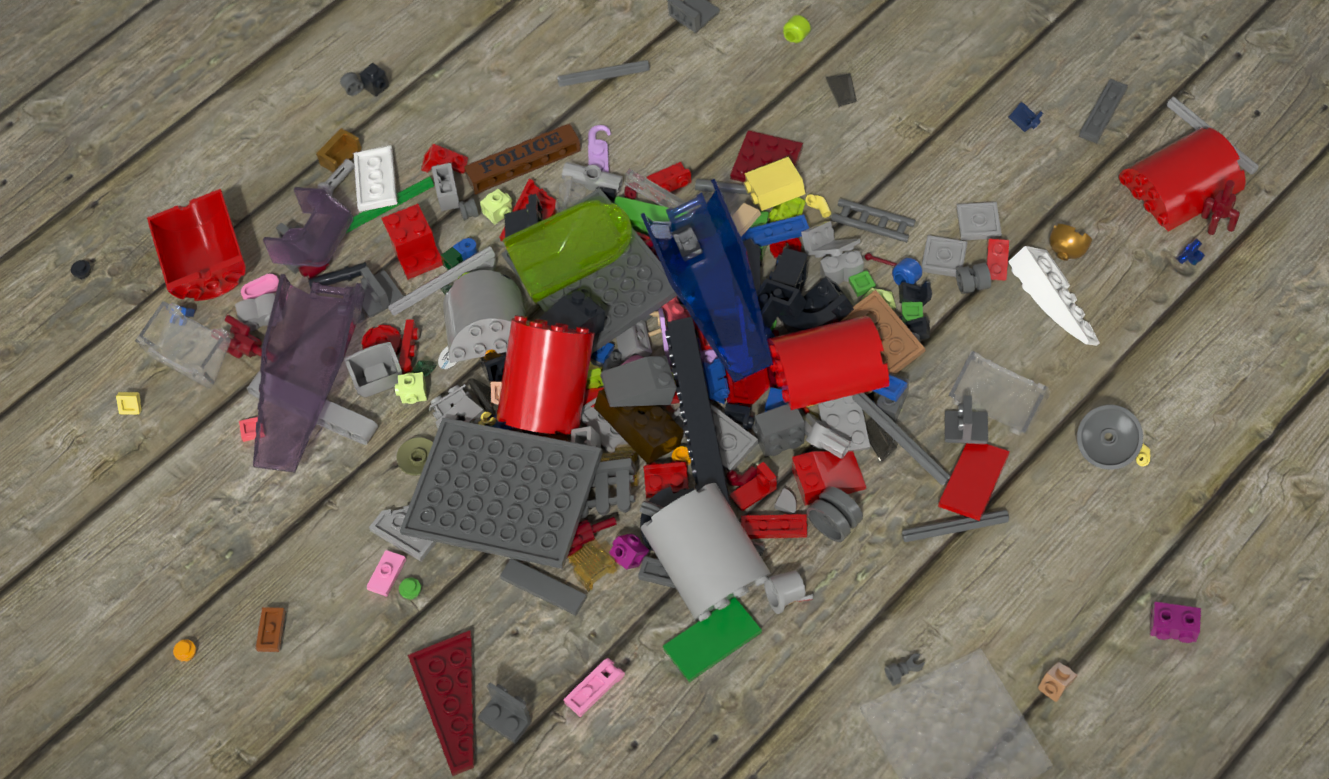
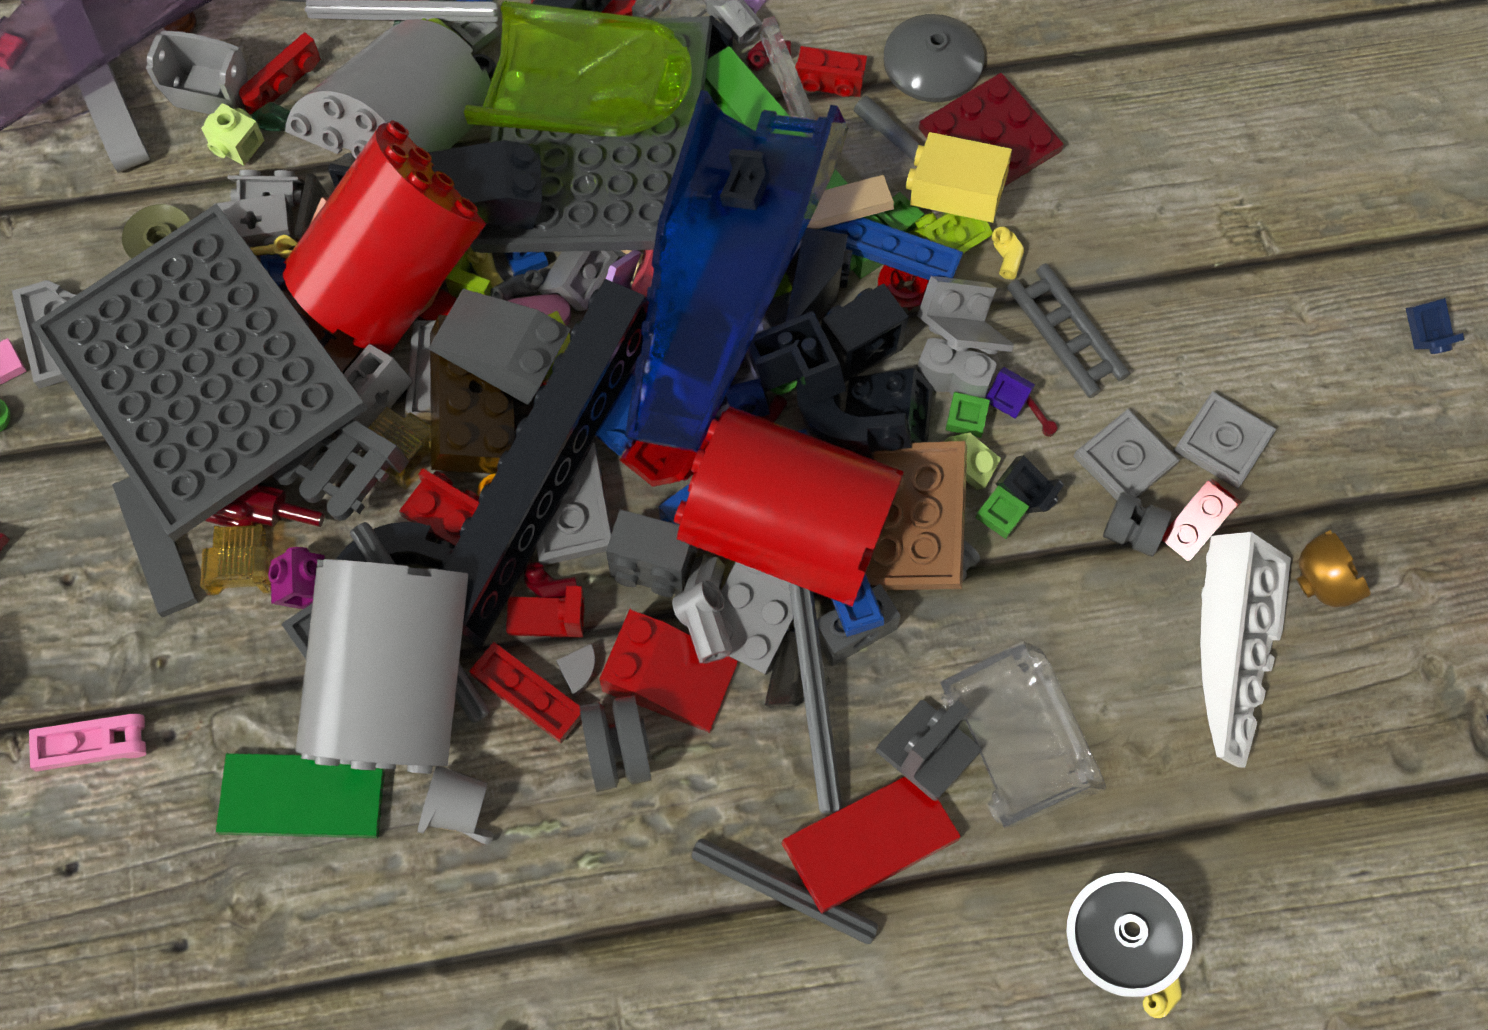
camera: 30 degrees right, 10 degrees up
(382, 334) = (260, 40): red tile -> none
(710, 144) = (933, 70): none -> dark grey dish
(740, 414) = (624, 486): black bracket -> none
(842, 88) = (1191, 100): clear smoke slope -> none
(873, 261) = (1009, 392): none -> dark purple plate
(907, 271) = (1046, 444): blue head -> none
(920, 326) = (986, 538): black bracket -> none

